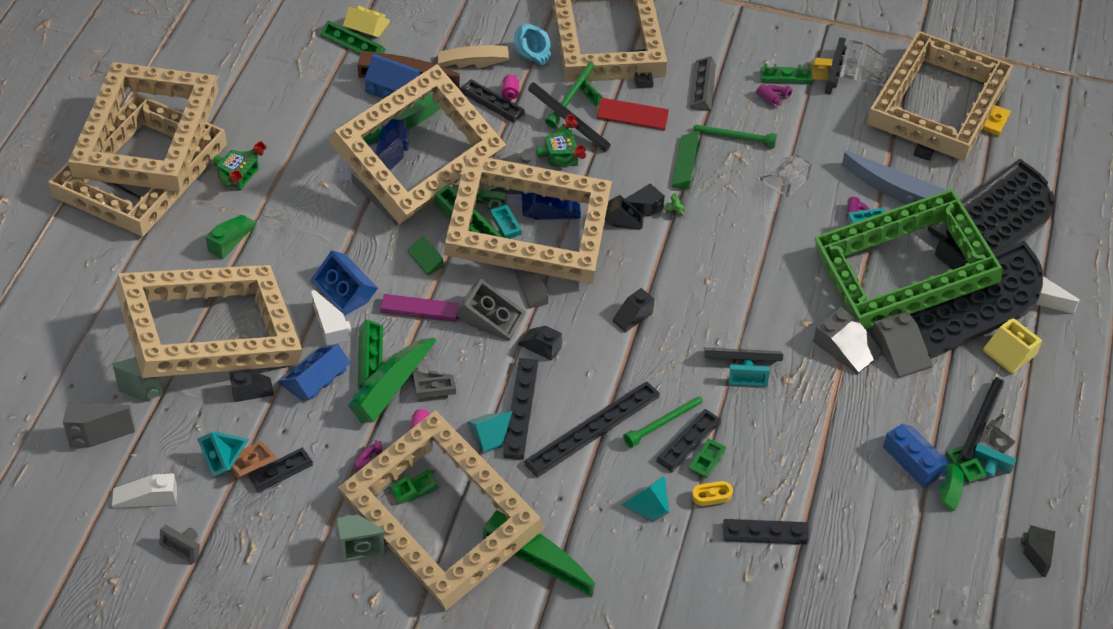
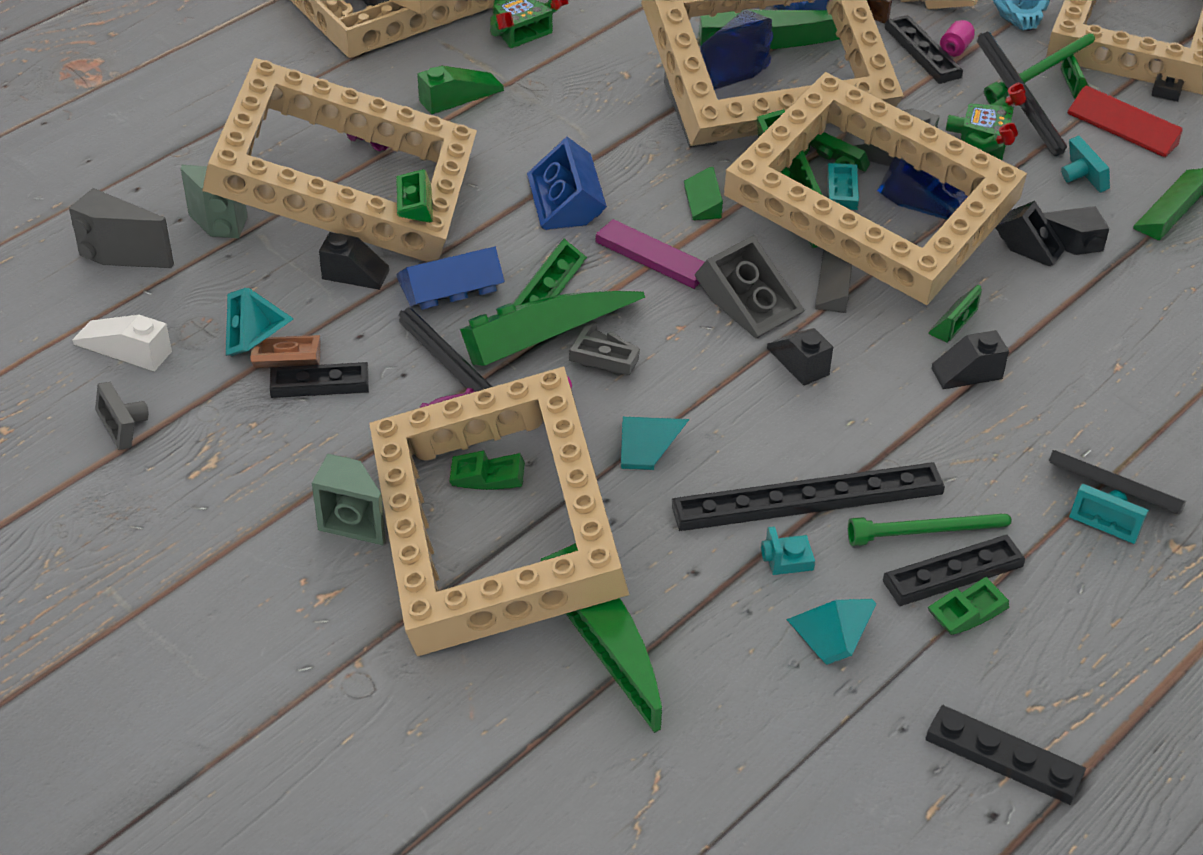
camera: 30 degrees right, 5 degrees down
(270, 329) = (414, 196): none -> green slope
(331, 320) = (514, 227): white slope -> none
(345, 423) = (442, 350): none -> black axle
(521, 409) = (713, 430): black plate -> none
(602, 467) = (787, 553): none -> teal bracket
(608, 282) = (957, 315): none -> green slope
(628, 153) = (1086, 163): none -> teal tile
(675, 205) = (1123, 250): bright green plant -> none
(711, 493) = (945, 659): yellow plate -> none

